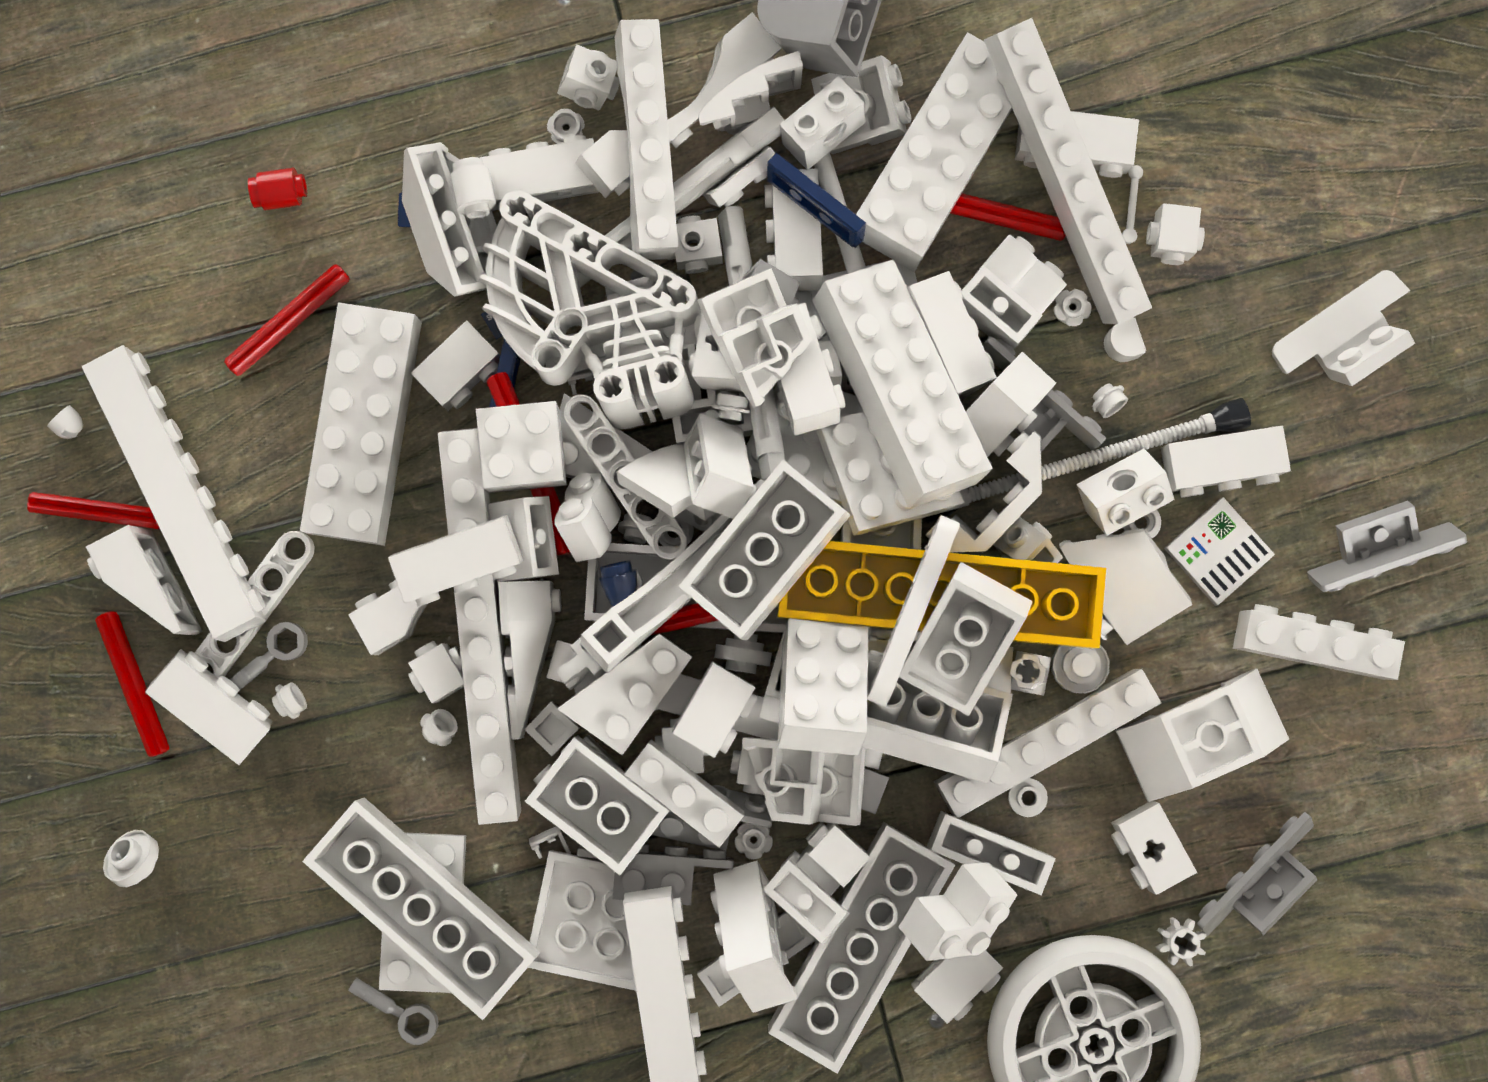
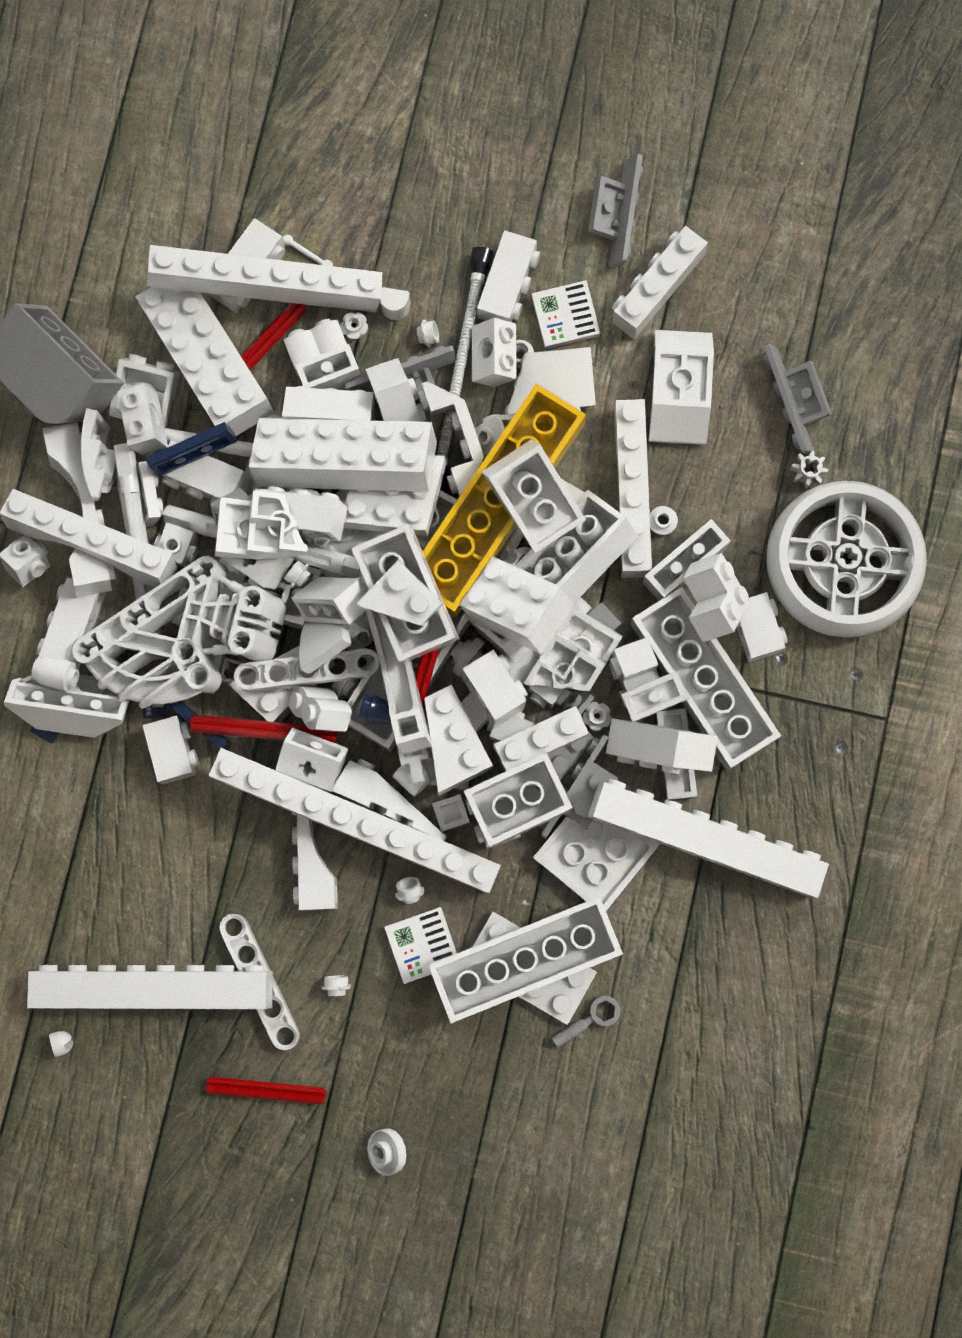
camera: 55 degrees left, 5 degrees down
(91, 510) = (132, 1053): red axle -> none
(138, 570) = (185, 1042): white slope -> none
(210, 705) = (310, 1038): white brick -> none
(260, 663) = (300, 992): light grey piece -> none
(286, 320) = (74, 852): red axle -> none
(361, 424) = (173, 836): white brick -> none
(385, 772) = (419, 943): none -> white tile
(437, 671) = (370, 870): white brick -> none
(456, 561) = (302, 805): white brick -> none
(521, 447) = (249, 726): white brick -> none
(548, 835) = (521, 856): white piece -> none
(561, 118) = (41, 594): white plate -> none
(754, 550) = (401, 596): none -> white wing
(912, 611) = (497, 519): white beam -> none
(1030, 673) = (581, 474): white piece -> none
(1080, 668) = (594, 442): white plate -> none
(1170, 860) = (751, 448): white brick -> none
(1175, 233) = (341, 234): white brick -> none
(1350, 335) = (469, 160): white plate -> none

